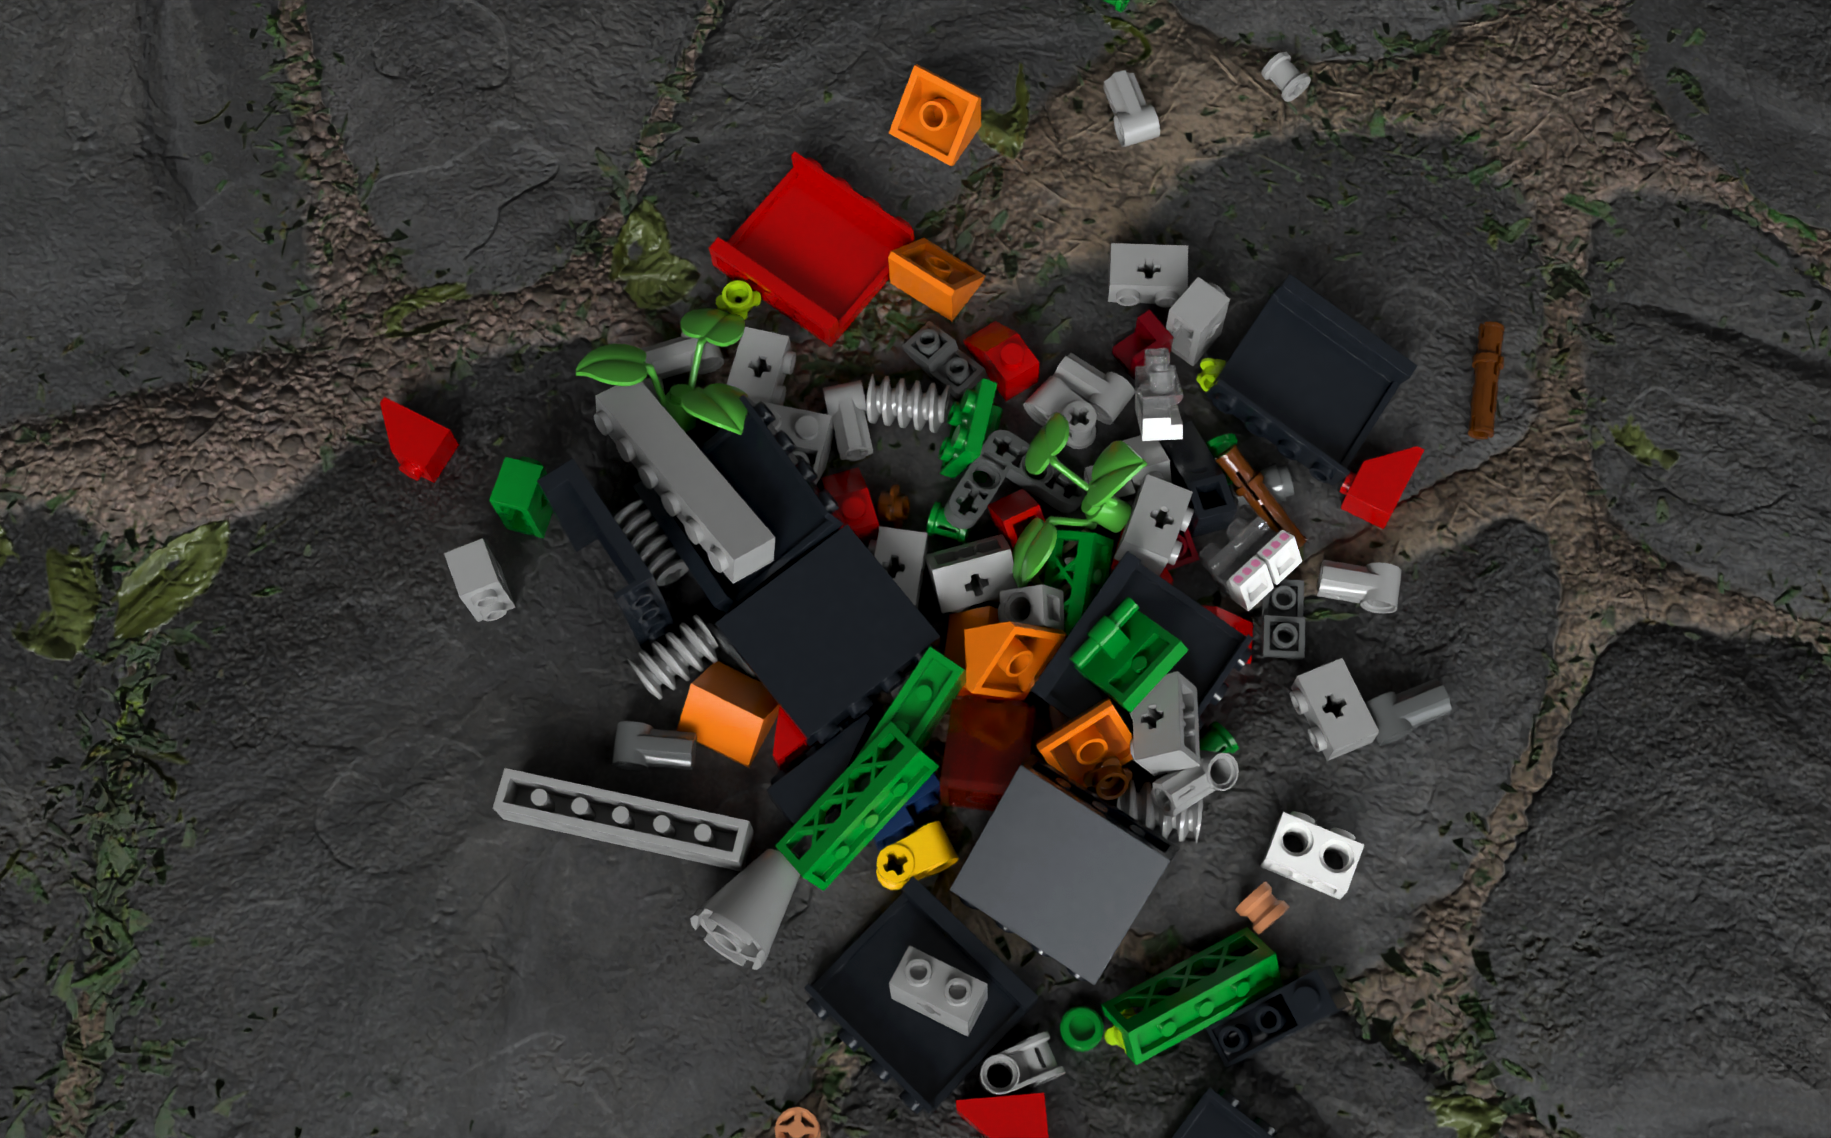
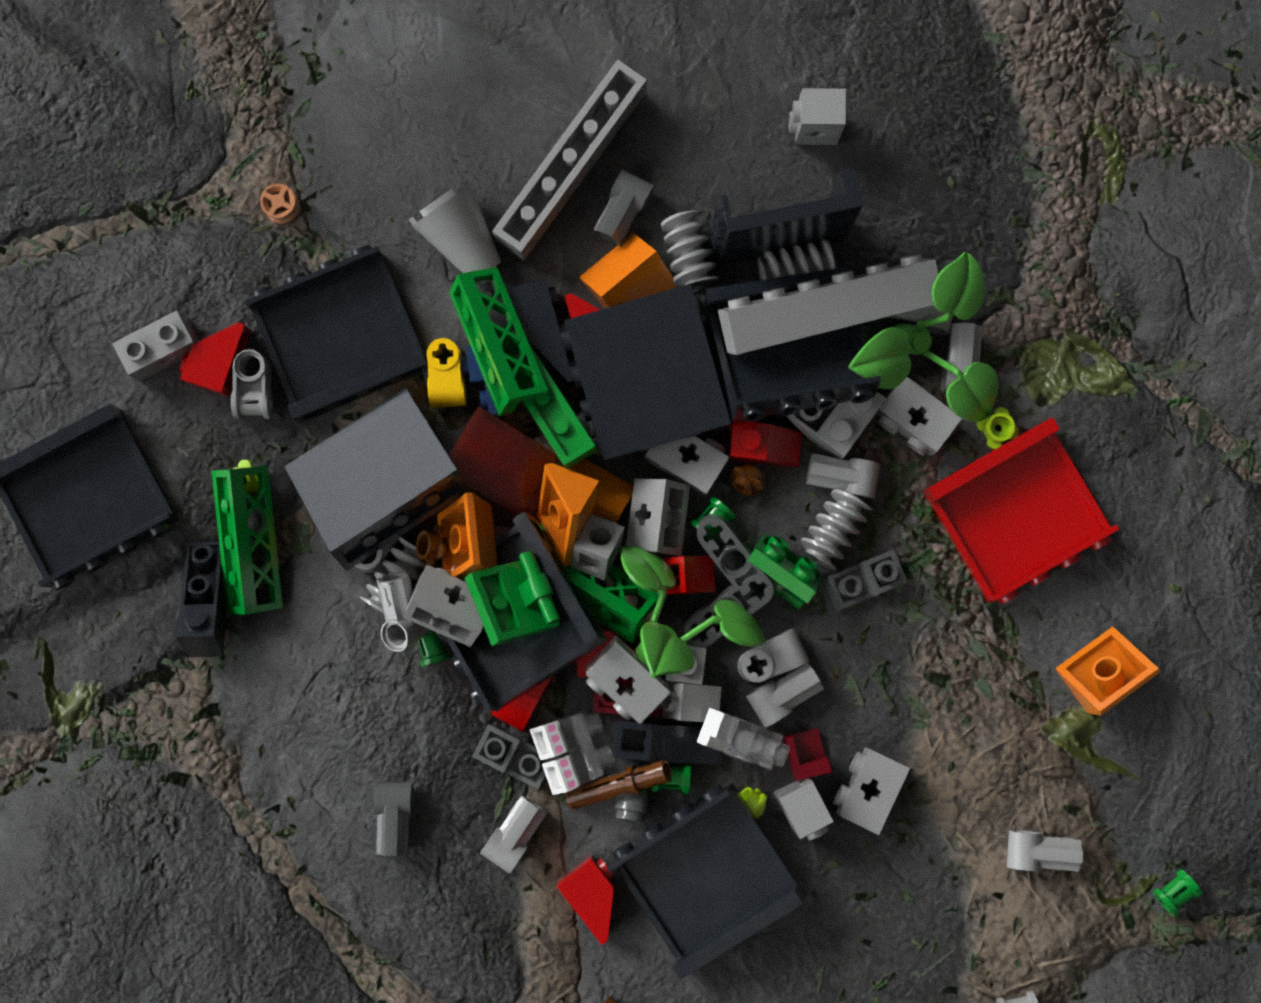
camera: 105 degrees right, 15 degrees up
(417, 441) = (974, 109): red slope -> none
(519, 497) = (882, 177): green brick -> none
(933, 277) = (950, 607): orange slope -> none
(938, 991) = (330, 345): light grey brick -> none
(1005, 358) = (847, 629): red slope -> none
(1081, 1028) = (263, 446): green tile -> none
(1262, 908) = (288, 625): nougat wheel -> none
(1309, 865) = (306, 676): white brick -> none
(1333, 687) = (398, 766): light grey brick -> none

